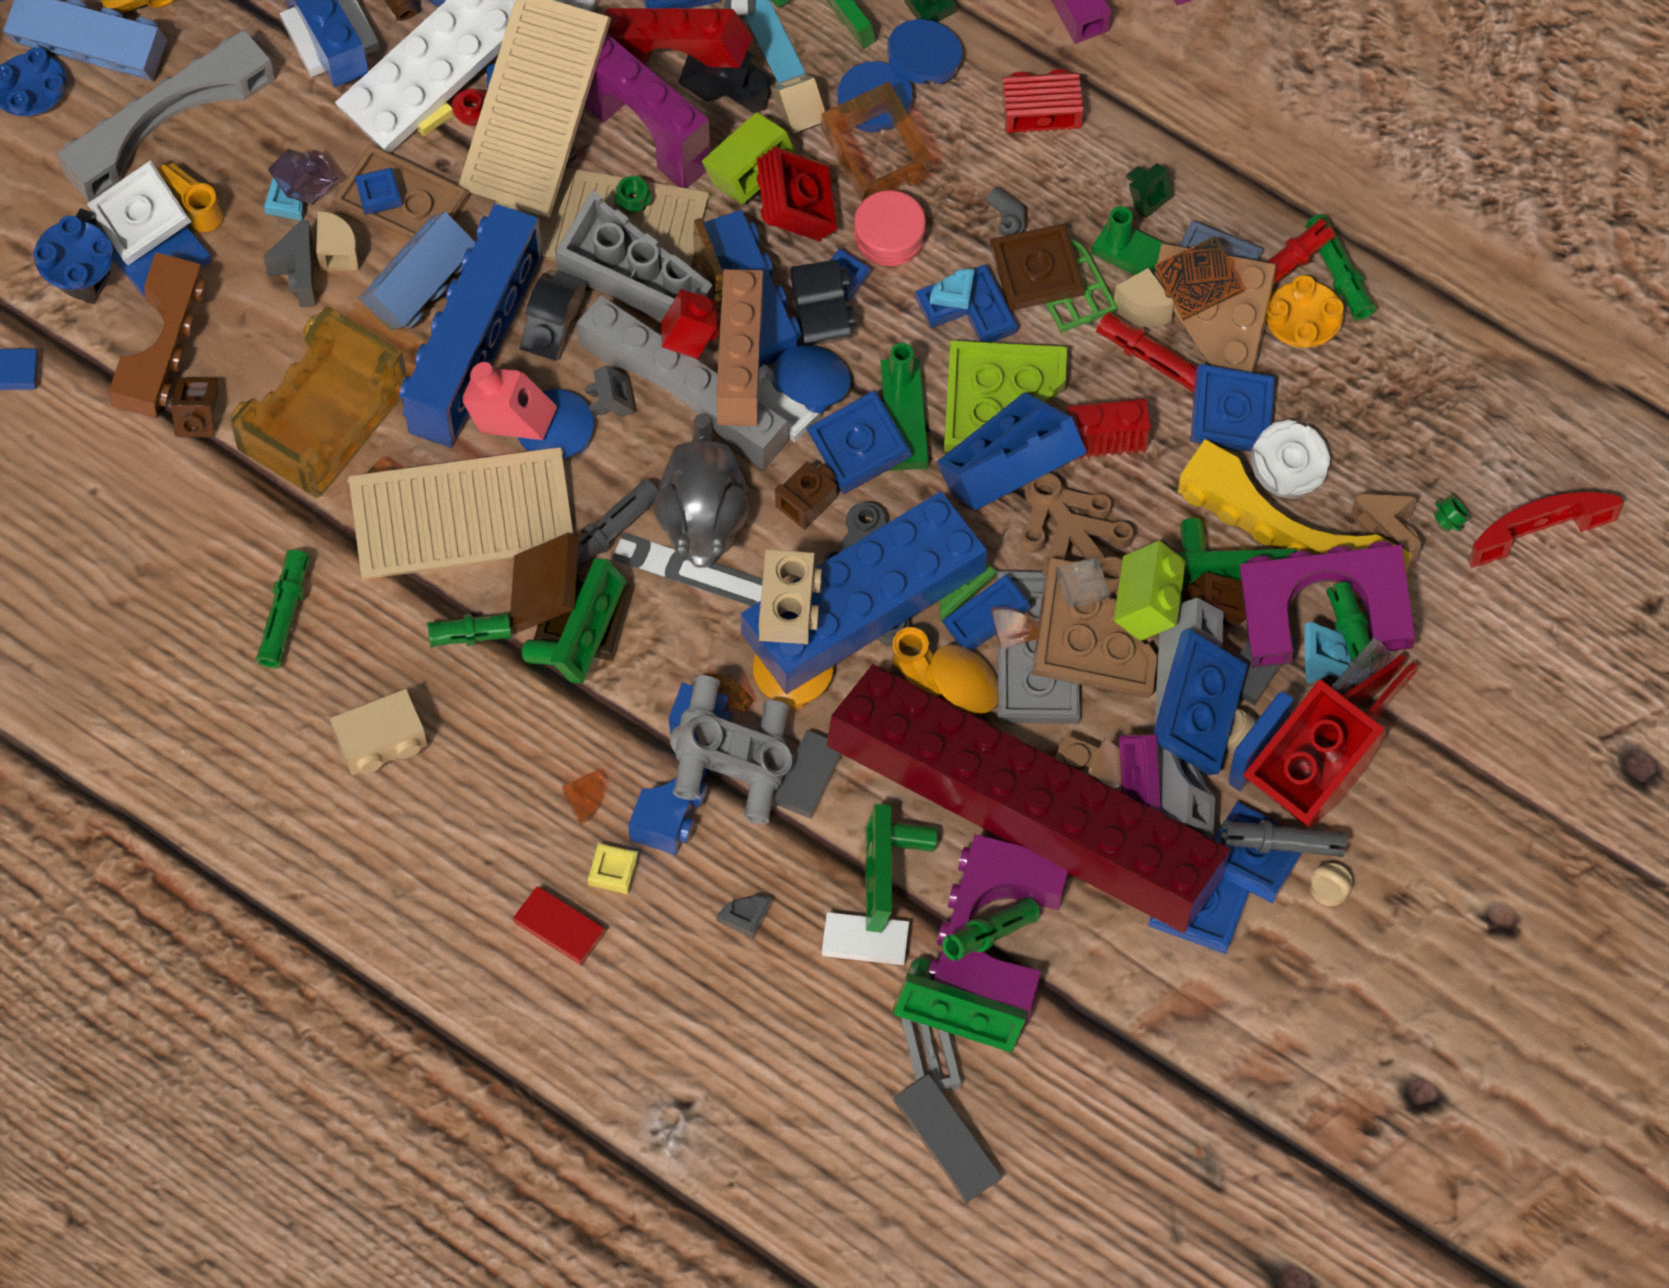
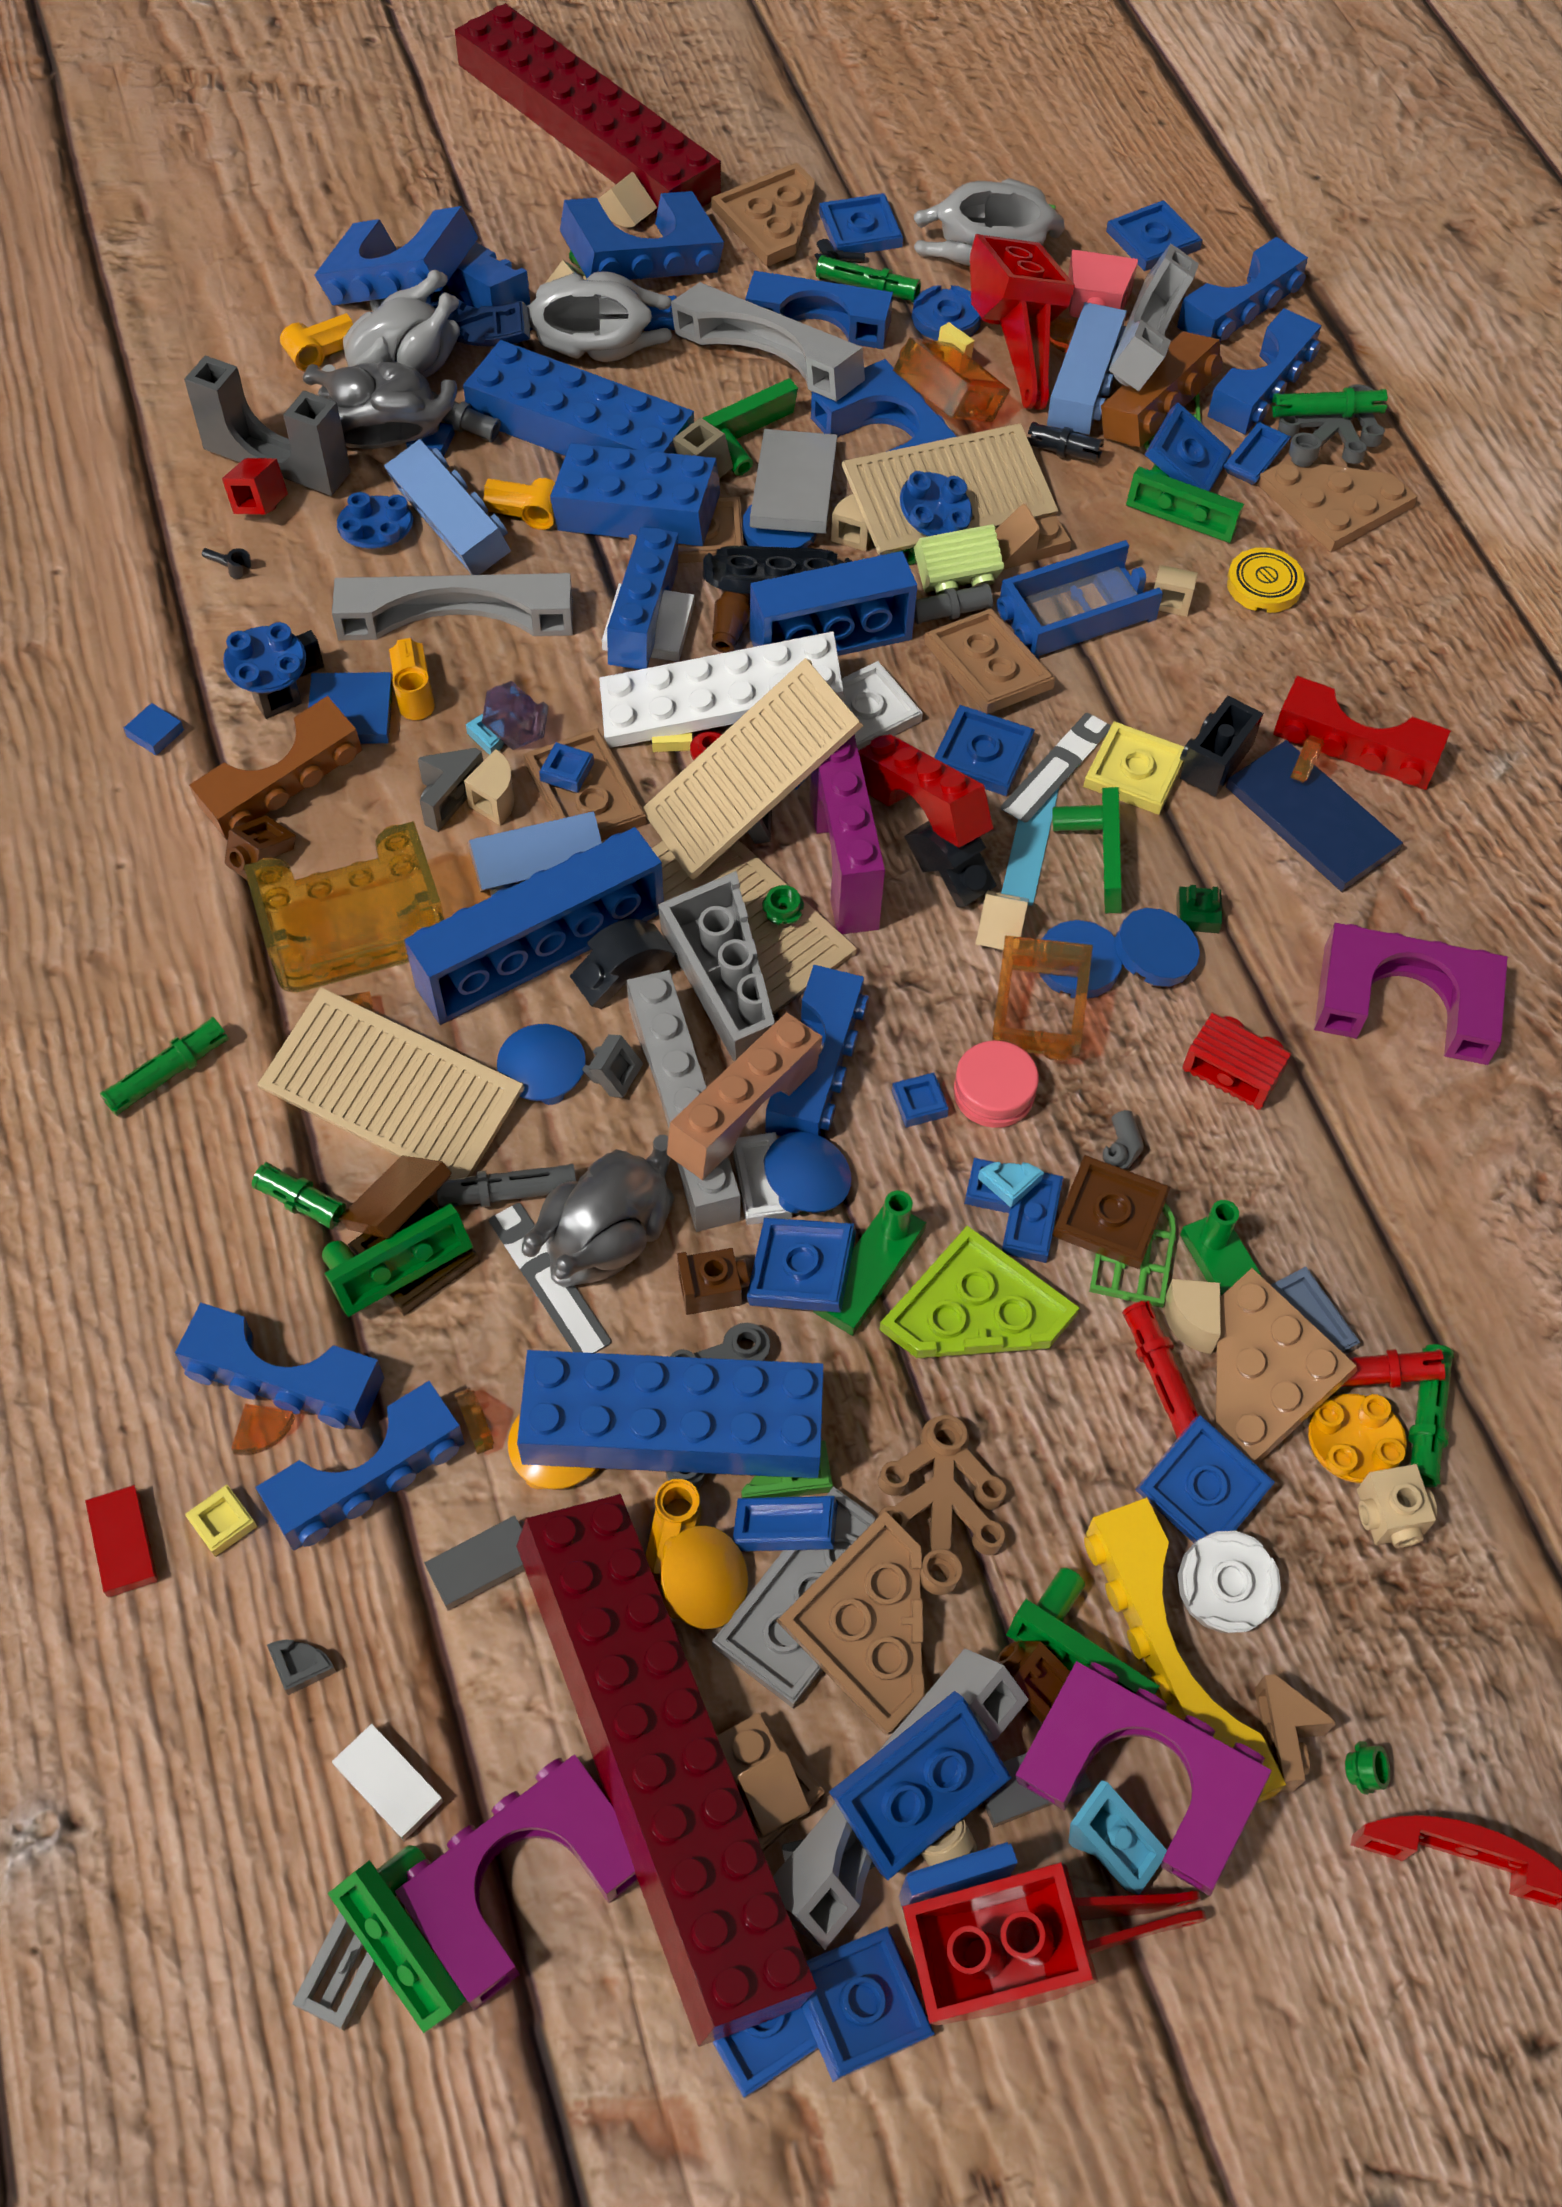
camera: 35 degrees right, 5 degrees down
(139, 212) = (356, 663): white tile -> none
(379, 733) = (129, 1233): tan brick -> none
(507, 403) = (495, 994): coral torso -> none
(520, 764) = (334, 1386): none -> blue arch
(689, 324) = (718, 1043): red brick -> none
(707, 258) = (797, 987): clear orange piece -> none
(731, 749) = (411, 1482): light grey piece -> none
(734, 162) = (912, 938): lime brick -> none
(781, 597) = (561, 1358): tan brick -> none
(796, 194) = (927, 995): red brick -> none
(821, 302) = (871, 1108): black brick -> none
(879, 838) = (490, 1682): green piece -> none
(947, 1138) = (271, 2086): dark grey tile -> none
(981, 933) = (483, 1875): green pin -> none
(1010, 451) = (934, 1373): blue wedge -> none
(1012, 627) = (796, 1555): clear orange tile -> none
(1082, 582) = (898, 1561): clear tile -> none
(1112, 426) = (1057, 1416): red brick -> none
(1140, 769) = (795, 1818): magenta tile -> none
(1149, 188) = (1283, 1208): dark green tile -> none
(1149, 590) = (961, 1620): lime brick -> none
(1199, 278) = (1263, 1327): clear orange piece -> none
(1292, 839) = (899, 2017): dark grey pin -> none
(1331, 884) = (919, 2108): tan tile -> none
(1349, 619) = (1155, 1817): green pin -> none
(1360, 340) = (1396, 1506): none -> tan brick
(1368, 662) = (1137, 1879): clear piece -> none

